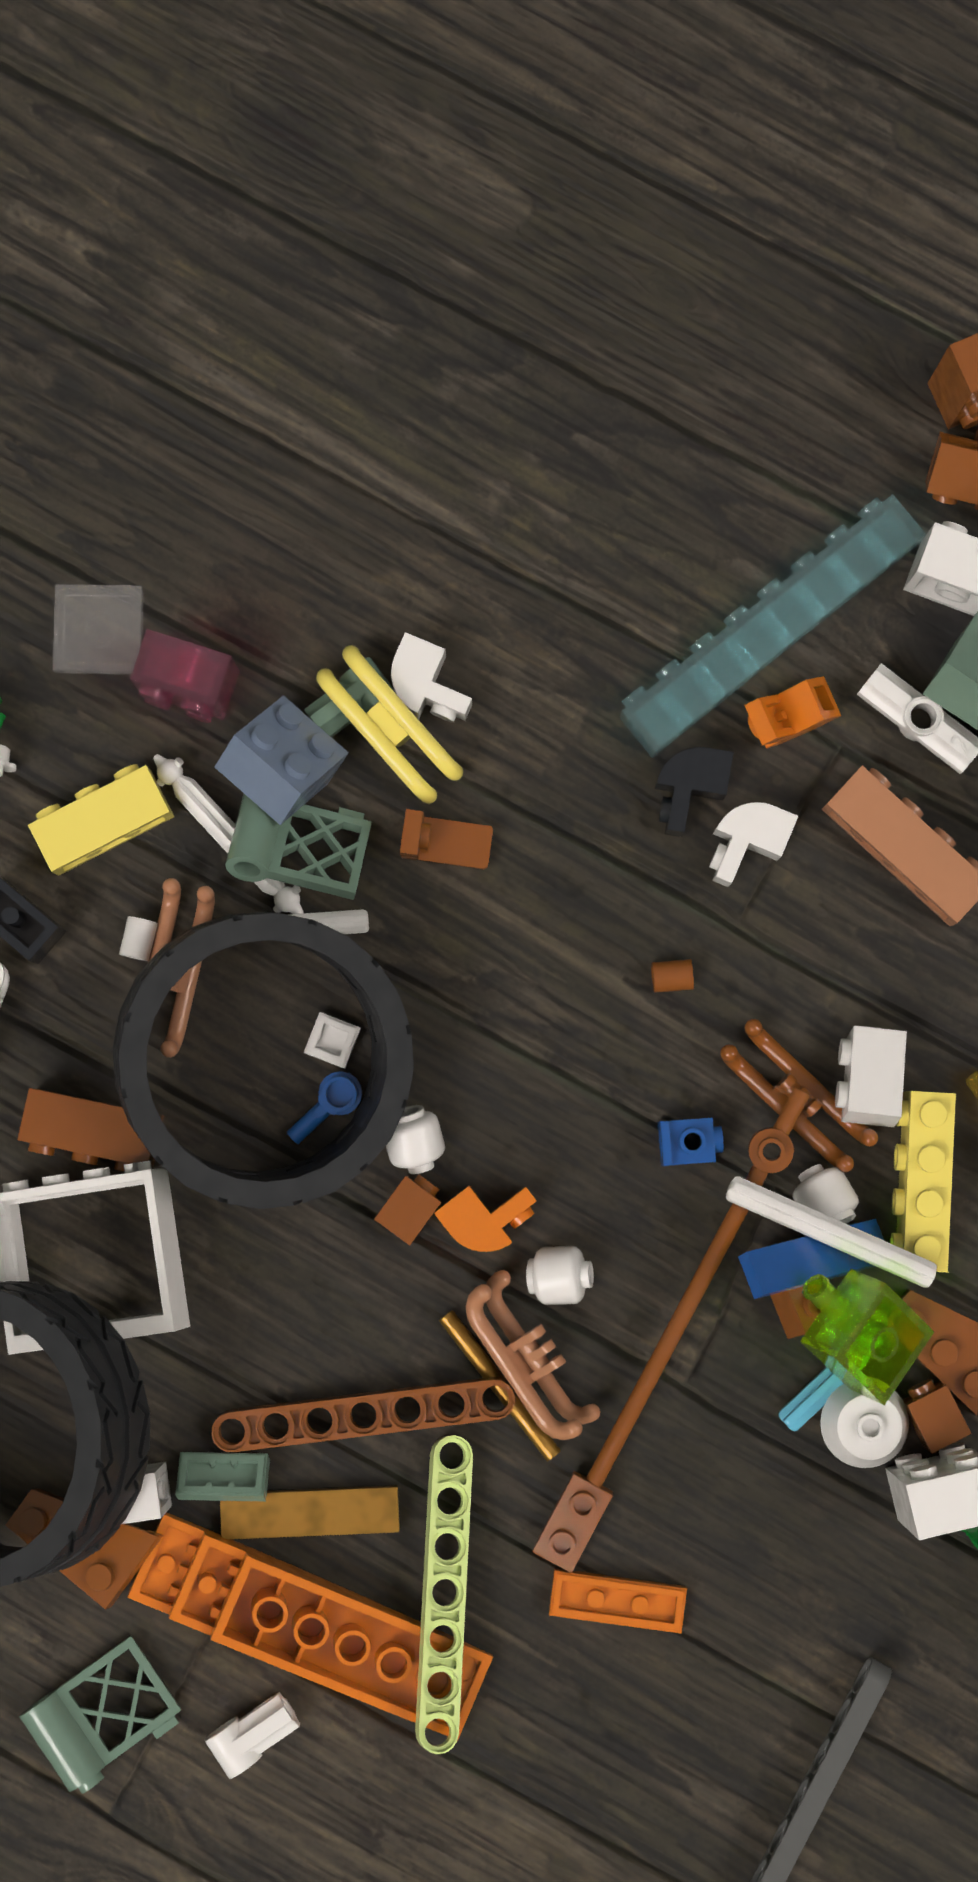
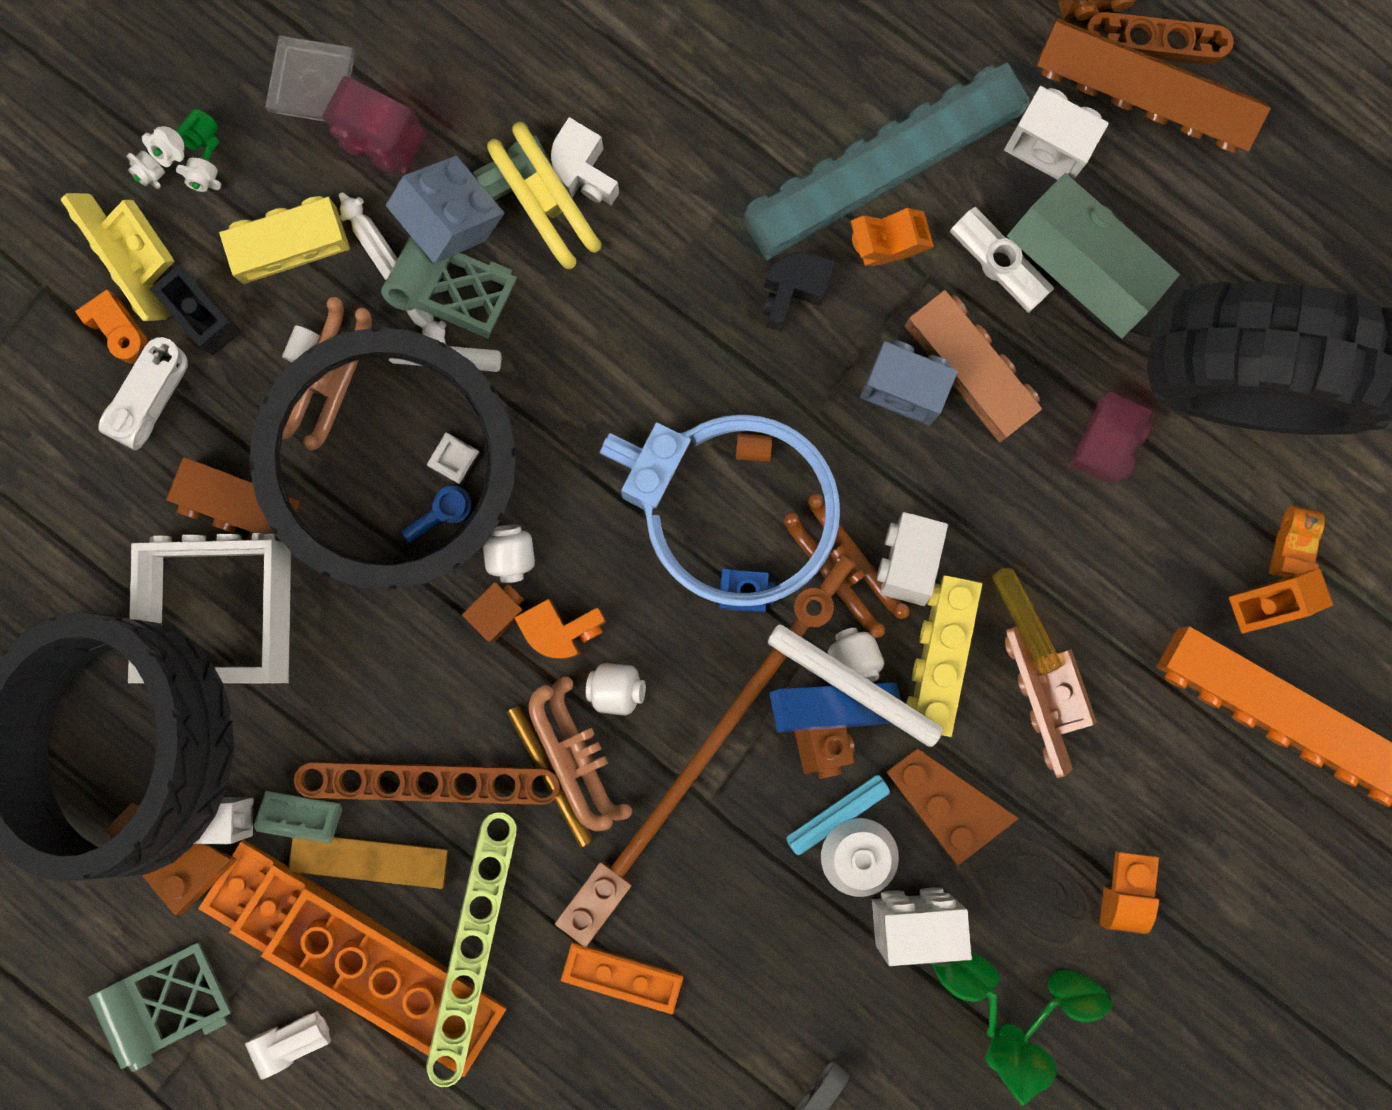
camera: 10 degrees right, 0 degrees up
(445, 841) = (575, 302): dark orange bracket -> none
(567, 1016) = (656, 465): none -> light blue brick
(750, 827) = (839, 329): white brick -> none
(838, 877) = (909, 382): none -> sand blue brick
(864, 1333) = (869, 777): clear neon green brick -> none
(935, 1415) = (921, 860): dark orange brick -> none

